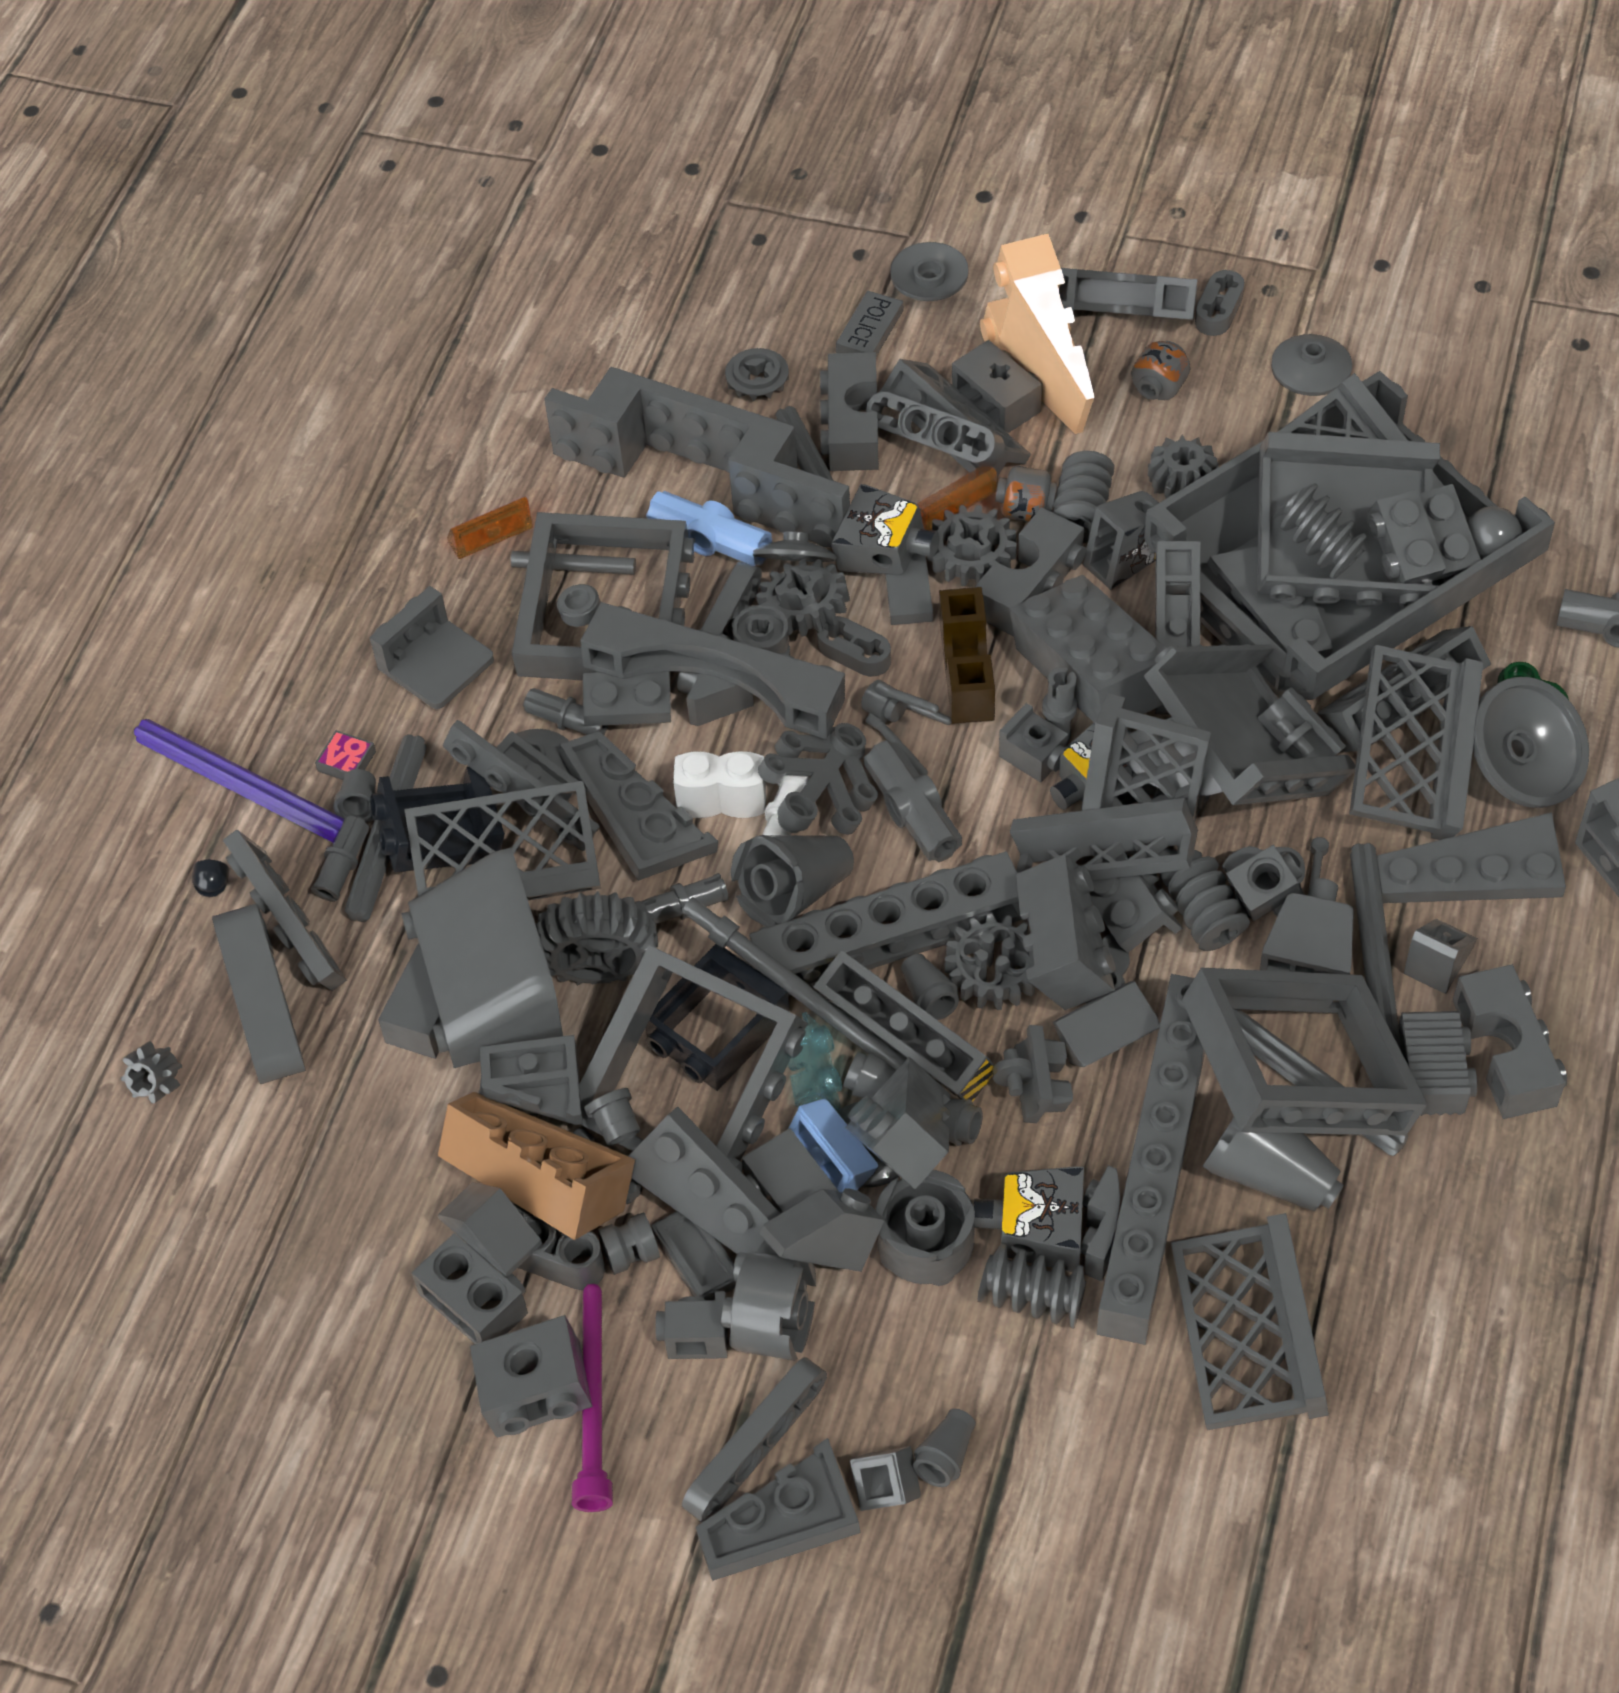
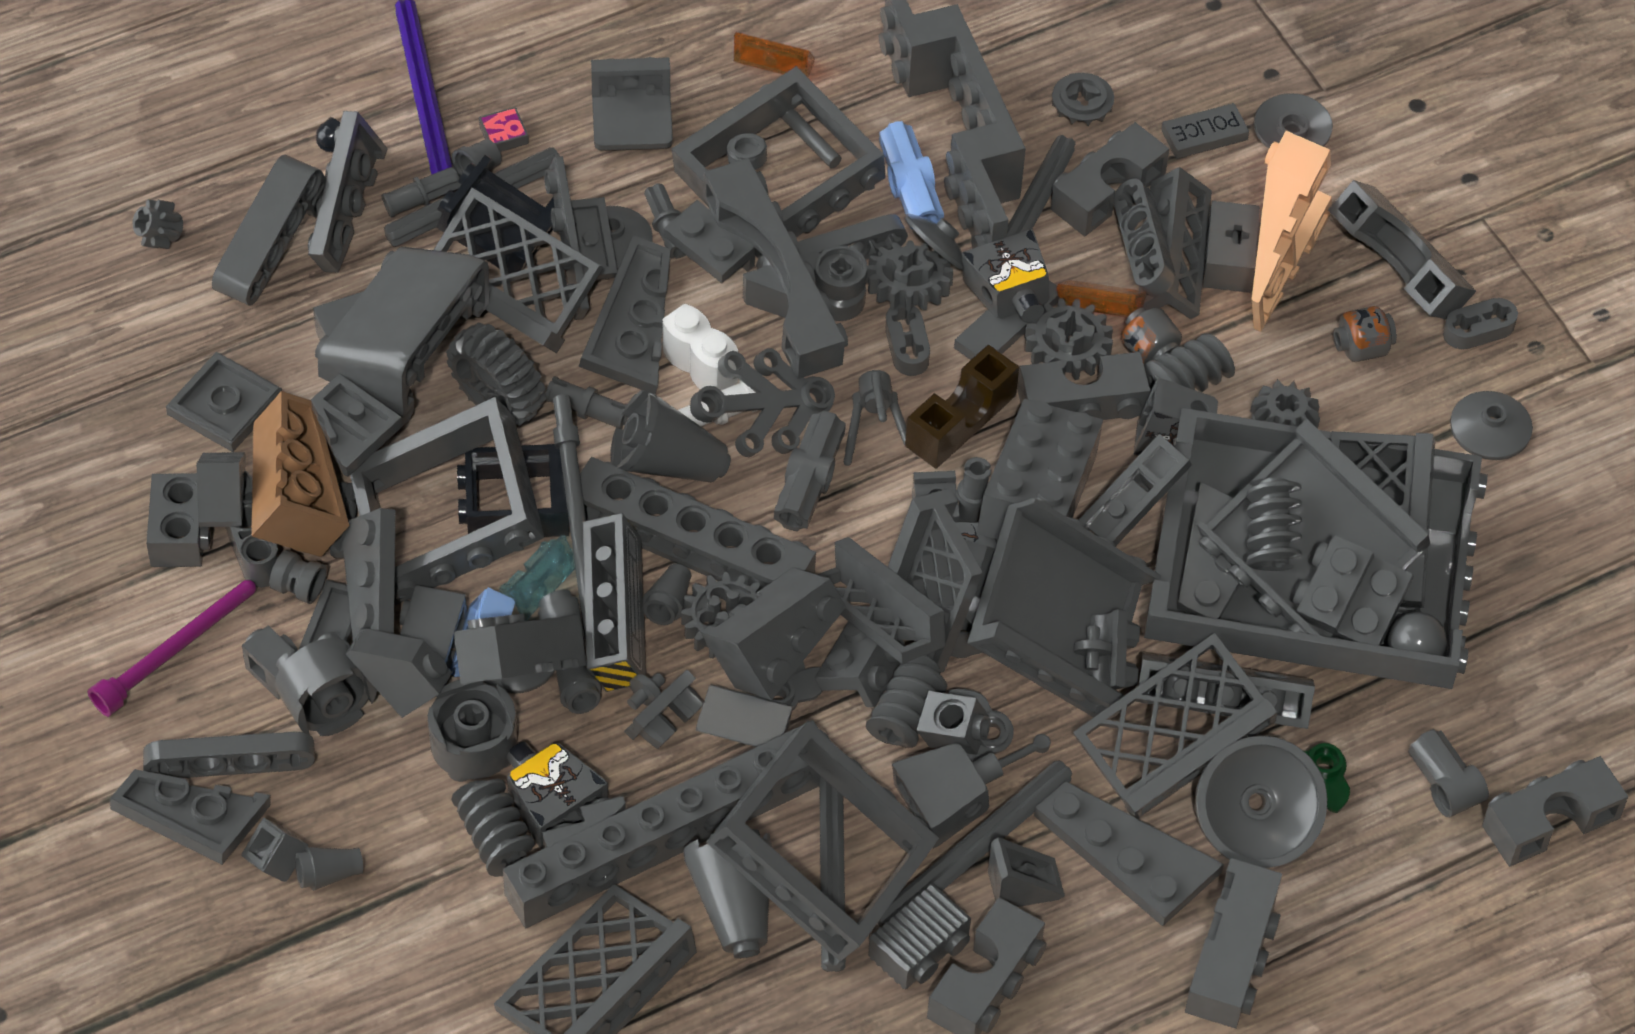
camera: 40 degrees right, 0 degrees up
(382, 1164) = (222, 401): none -> dark grey tile
(518, 1399) = (146, 596): dark grey brick -> none
(614, 1116) = (366, 487): dark grey piece -> none

